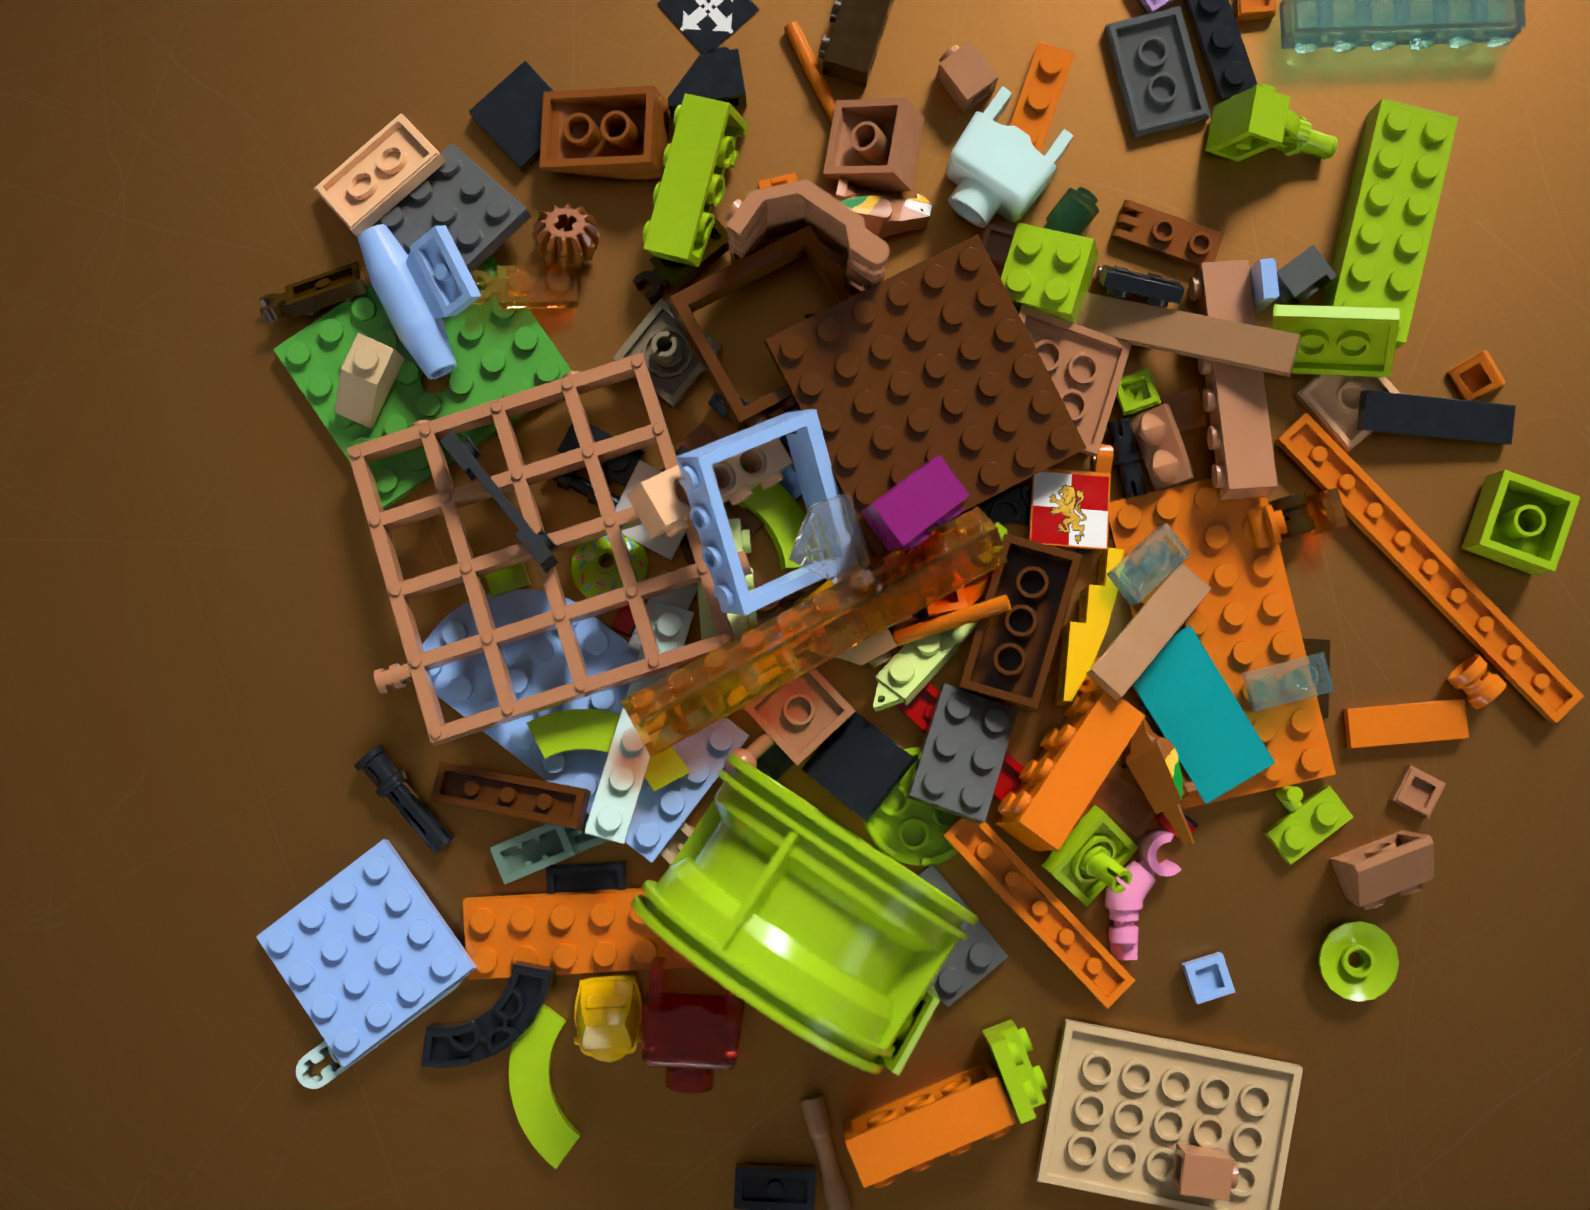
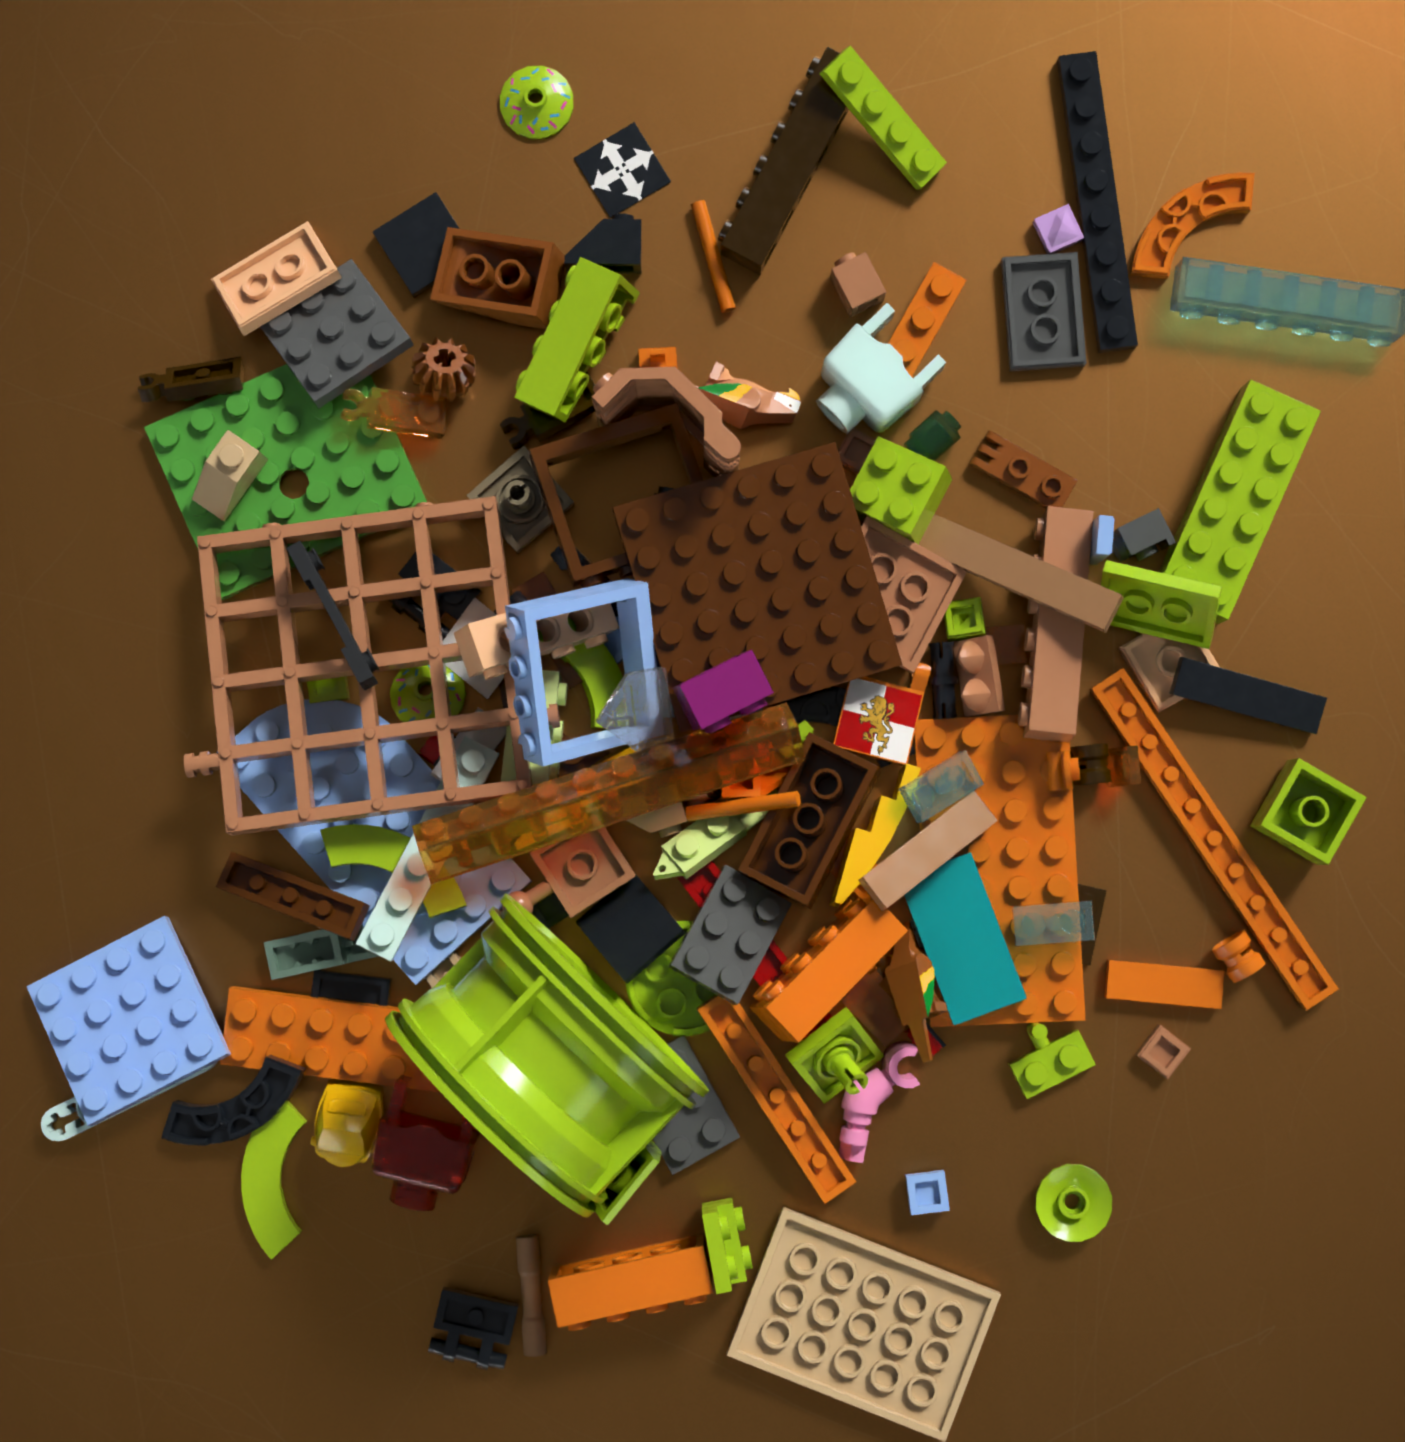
camera: 10 degrees right, 0 degrees up
(393, 785) = (183, 866): black pin -> none
(420, 291) = (293, 400): light blue plate -> none
(875, 143) = (756, 334): nougat slope -> none
(1123, 282) = (969, 511): black plate -> none
(1204, 1172) = (885, 1375): nougat brick -> none
(1263, 121) = (1128, 381): lime brick -> none
(1385, 868) = (1114, 1119): nougat slope -> none
(1477, 377) = (1297, 662): orange slope -> none

